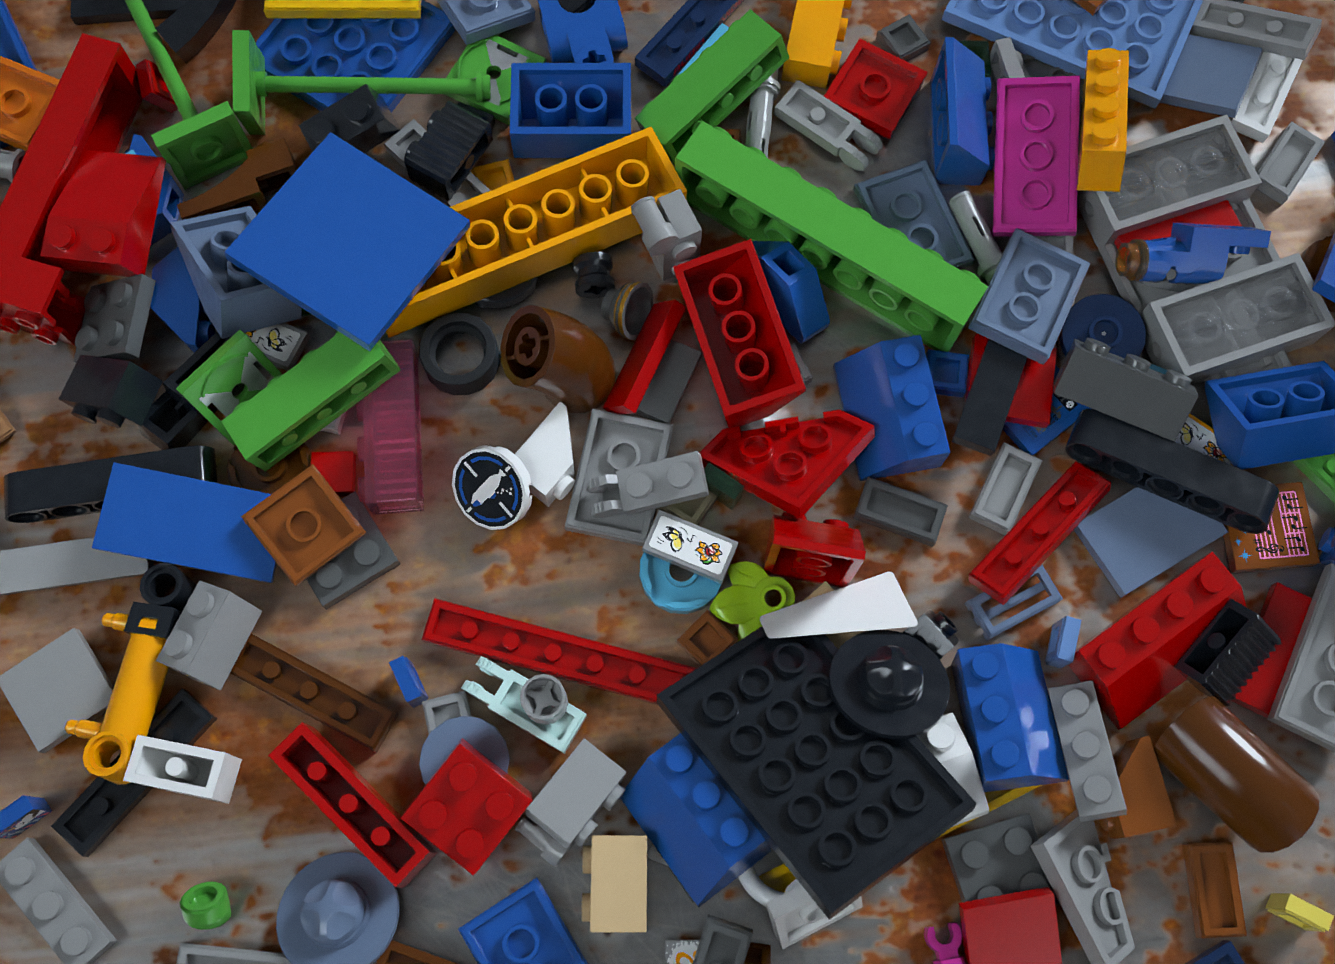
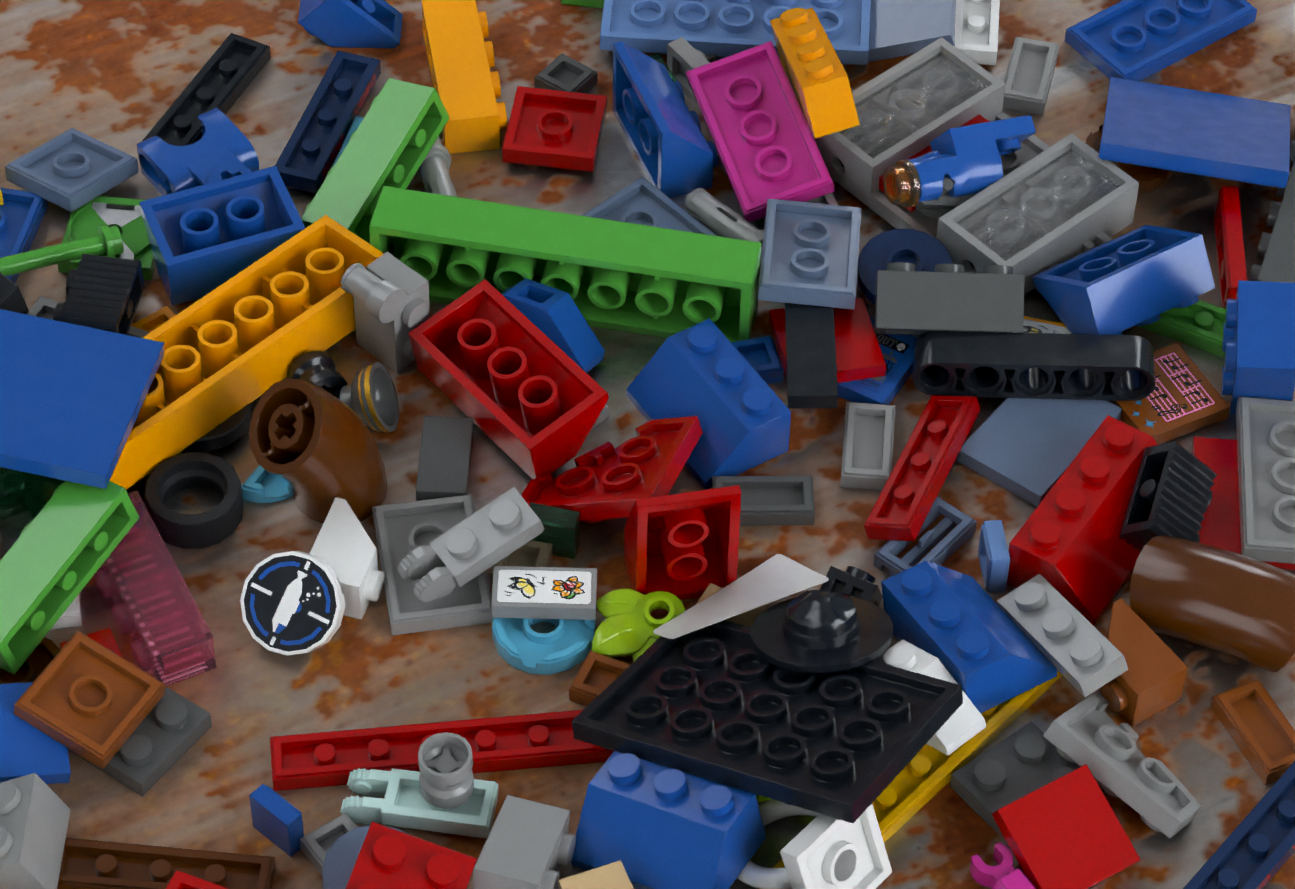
camera: 20 degrees left, 25 degrees down
(644, 357) = (411, 438): red tile -> none
(827, 125) = (519, 175): light grey hinge -> none

